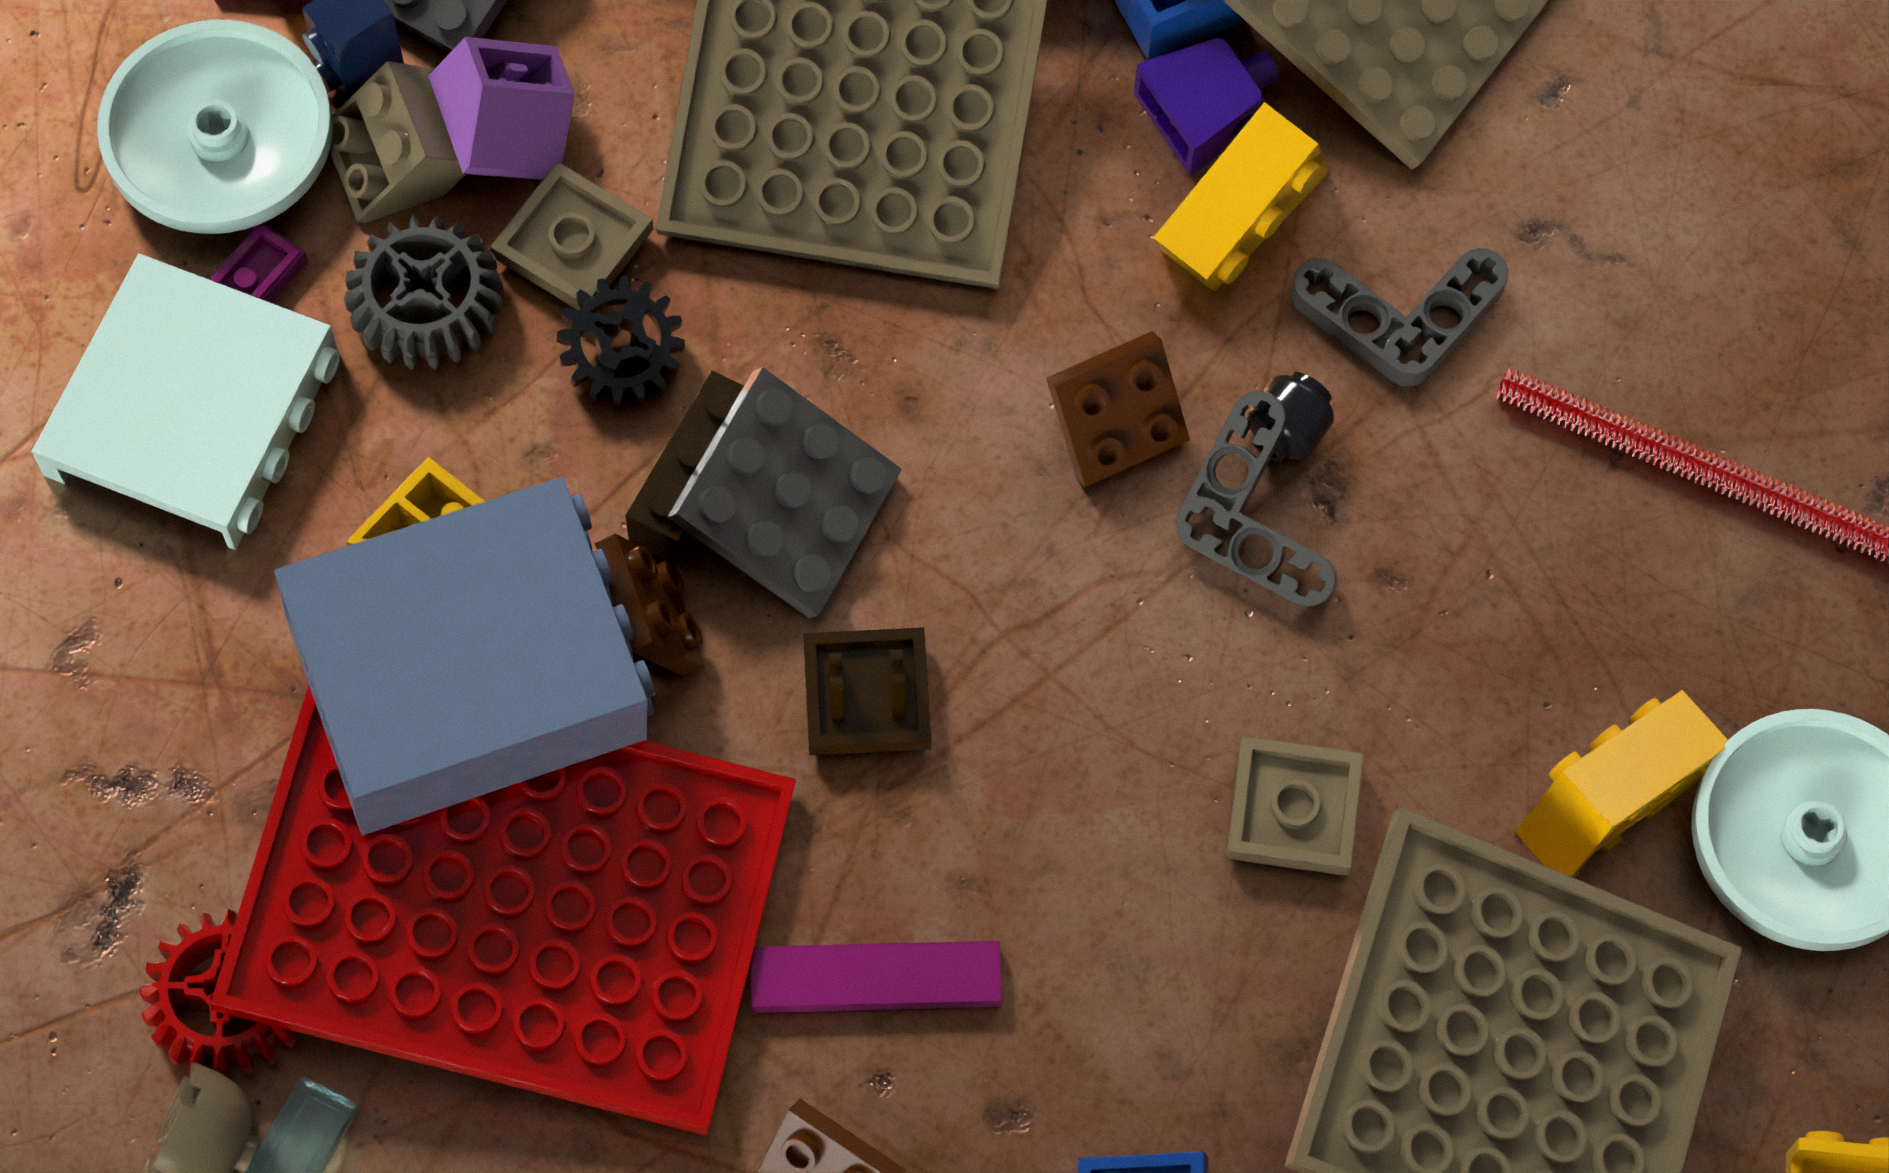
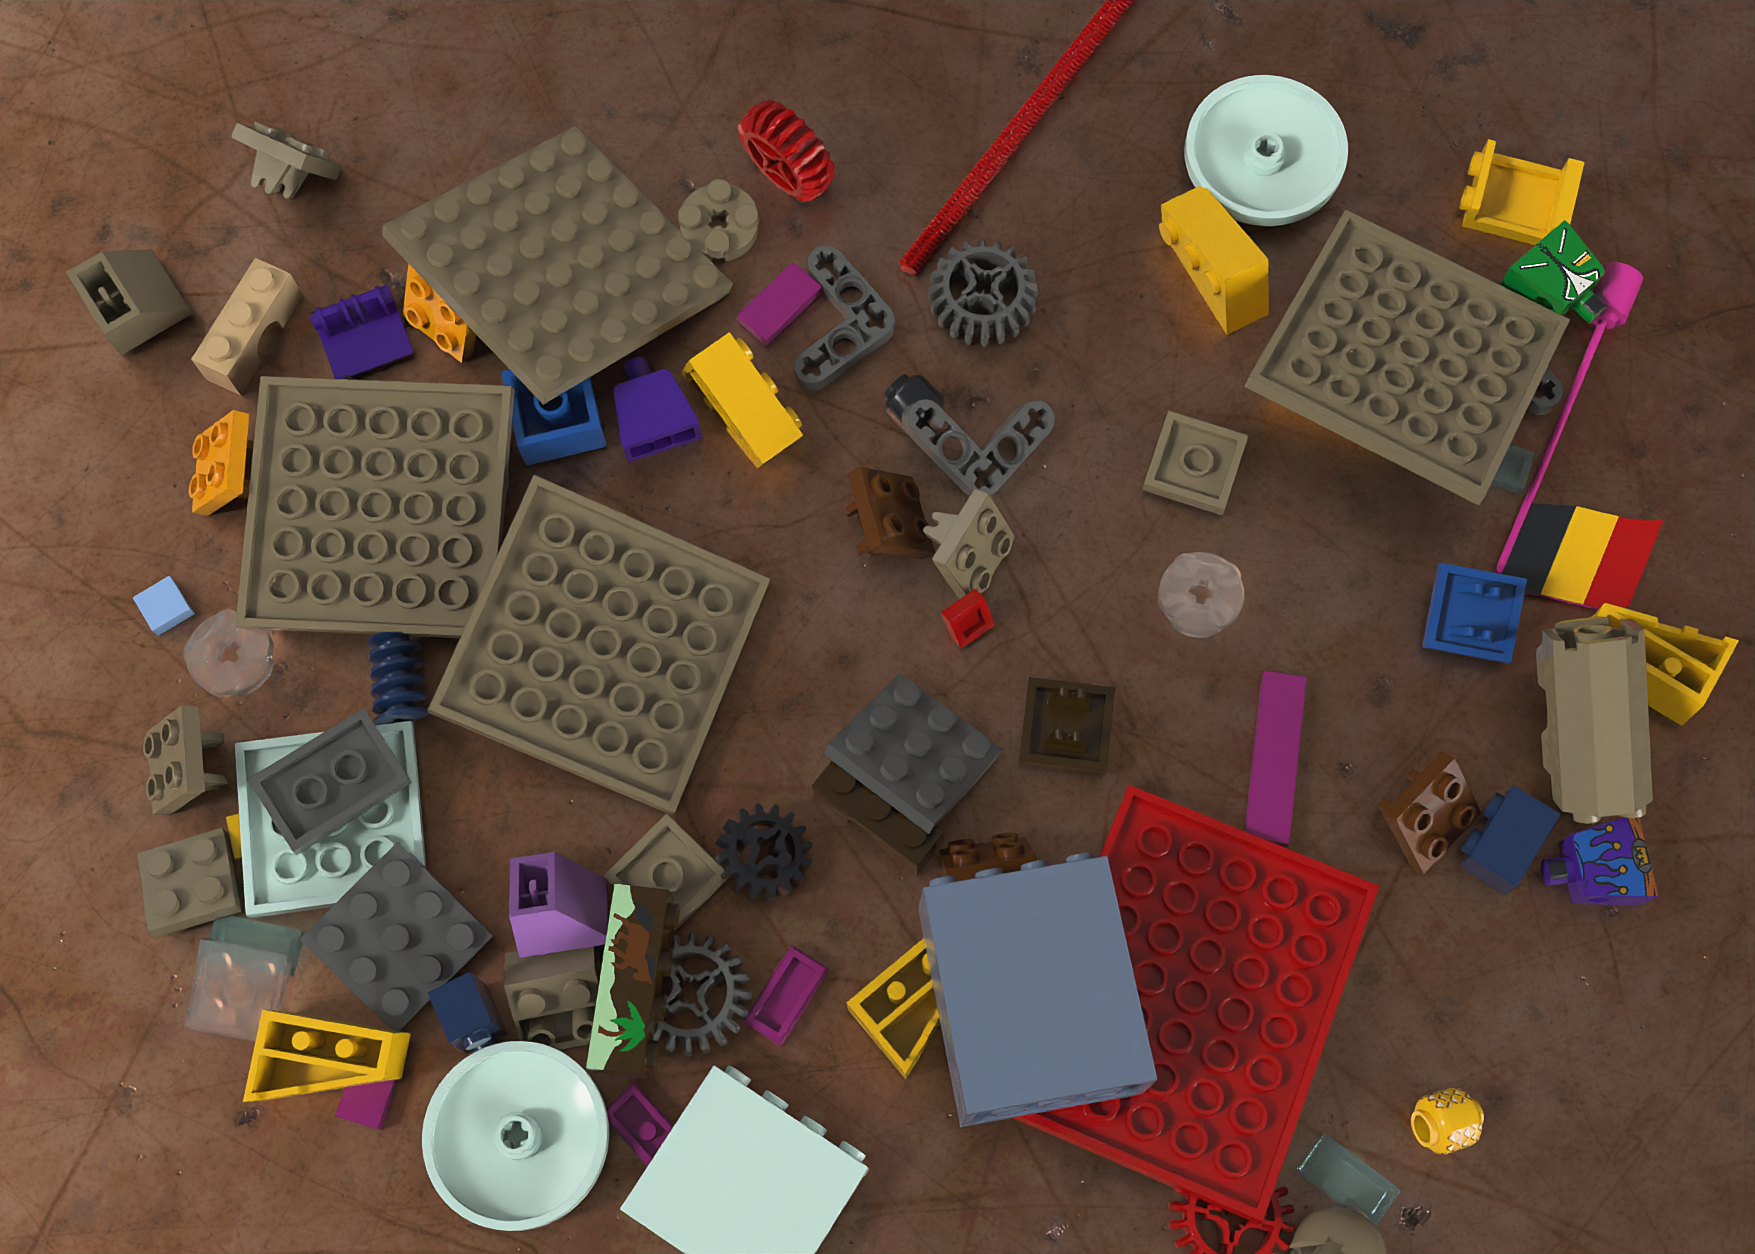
camera: 75 degrees left, 5 degrees up
(414, 202) = (632, 982): none -> brick
(443, 410) = (786, 995): none -> magenta tile
(993, 538) = (968, 618): none -> red plate
(1090, 516) = (970, 543): none -> dark tan plate
(1122, 818) = (1215, 613): none -> clear plate
(1407, 229) = (779, 304): none -> magenta tile
(1458, 448) = (983, 270): none -> dark grey gear
(1516, 103) = (715, 200): none -> dark tan plate
(1628, 181) = (786, 150): none -> red gear

